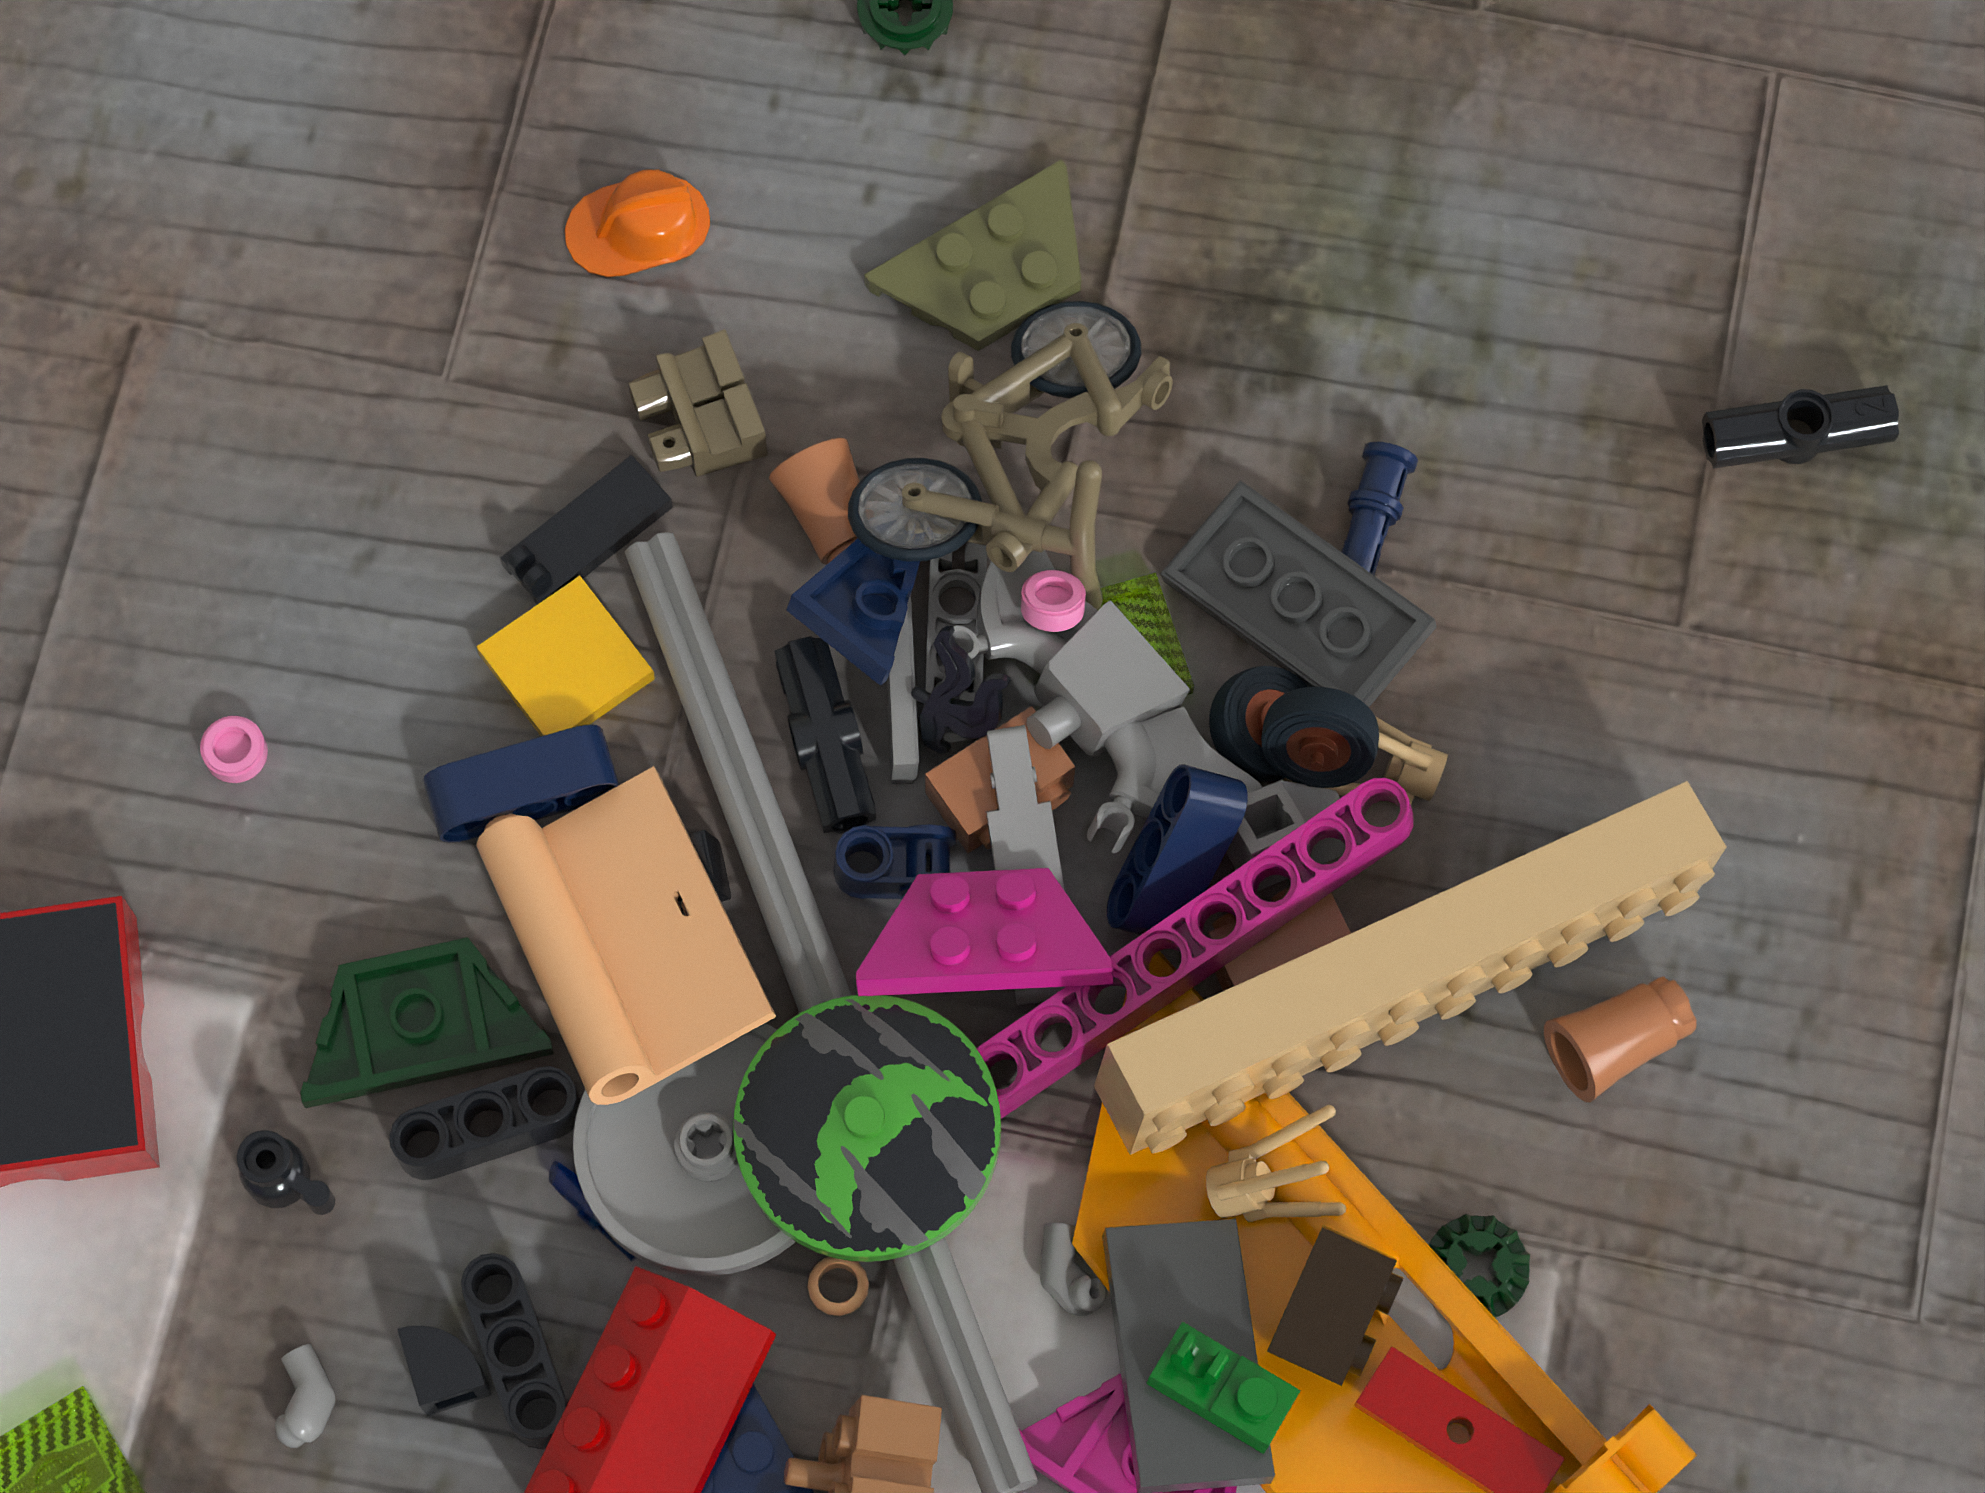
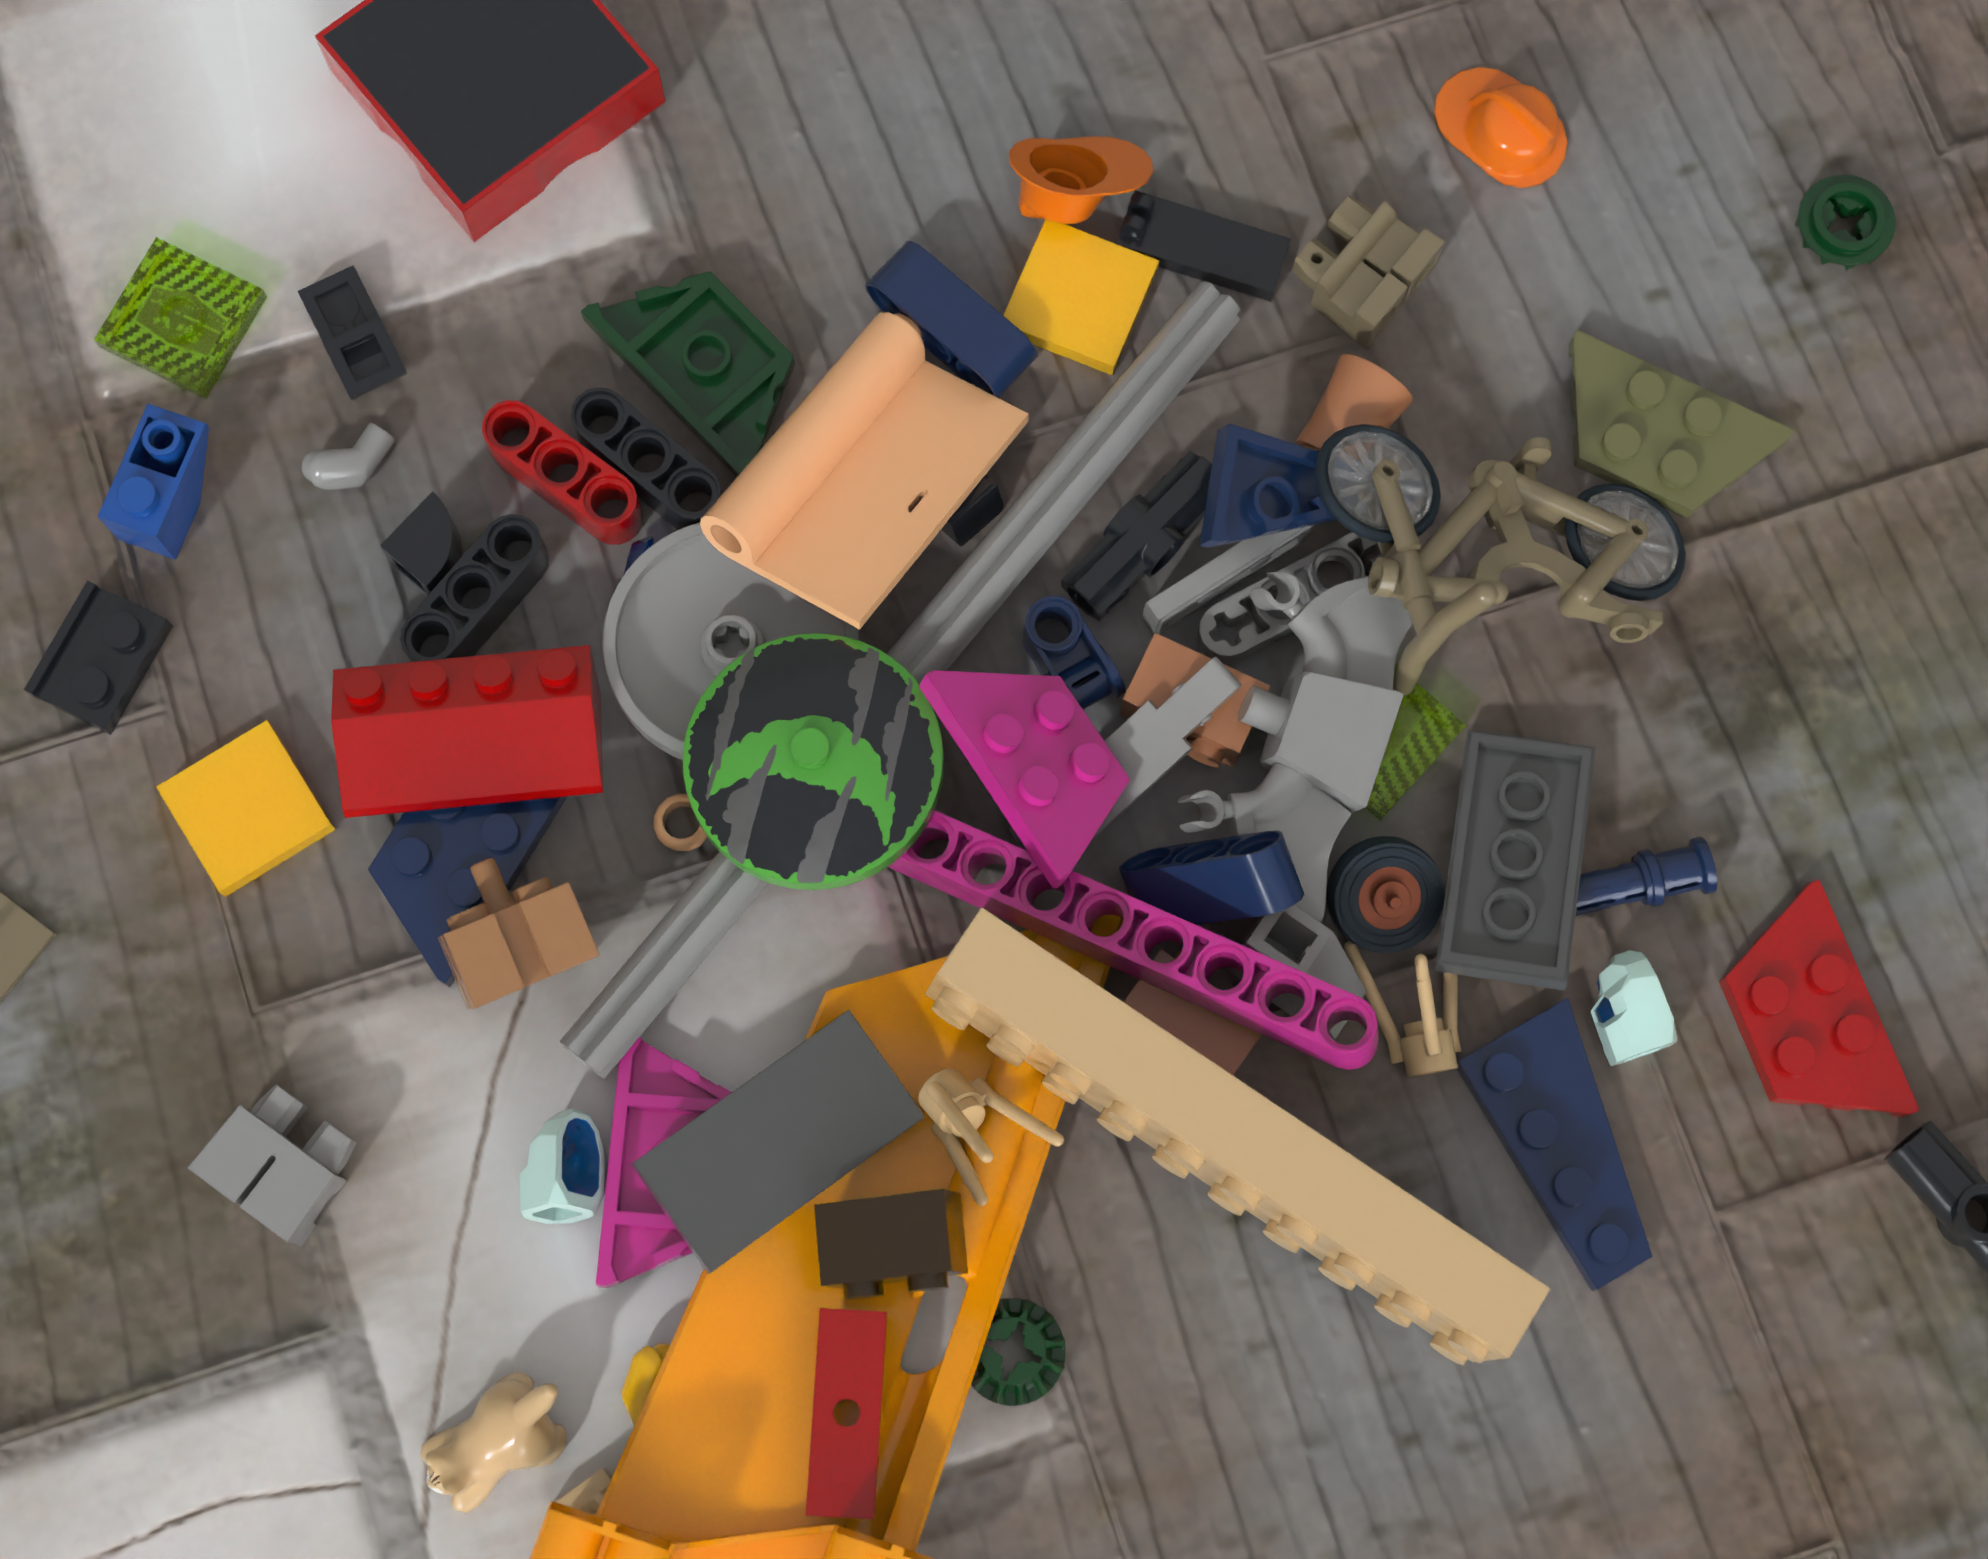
camera: 60 degrees right, 5 degrees up
(181, 1326) = (352, 332): none -> black slope
(234, 749) = (845, 88): bright pink tile -> none
(279, 1174) = (514, 329): black piece -> none
(413, 1199) = (550, 447): none -> red beam
(457, 596) = (1073, 175): none -> orange piece
(963, 717) = (1219, 613): black piece -> none
(1053, 600) = (1370, 645): bright pink tile -> none
(1064, 1277) = (796, 1004): light grey arm -> none
(1223, 1387) = (761, 1185): green plate -> none
(1320, 737) = (1391, 942): black wheel -> none
(1479, 586) = (1632, 1010): none -> light aqua rock
(1538, 709) = (1557, 1133): none -> dark blue wing
(1562, 451) = (1813, 1016): none -> red wing
(1618, 1035) = (1293, 1362): nougat plant -> none

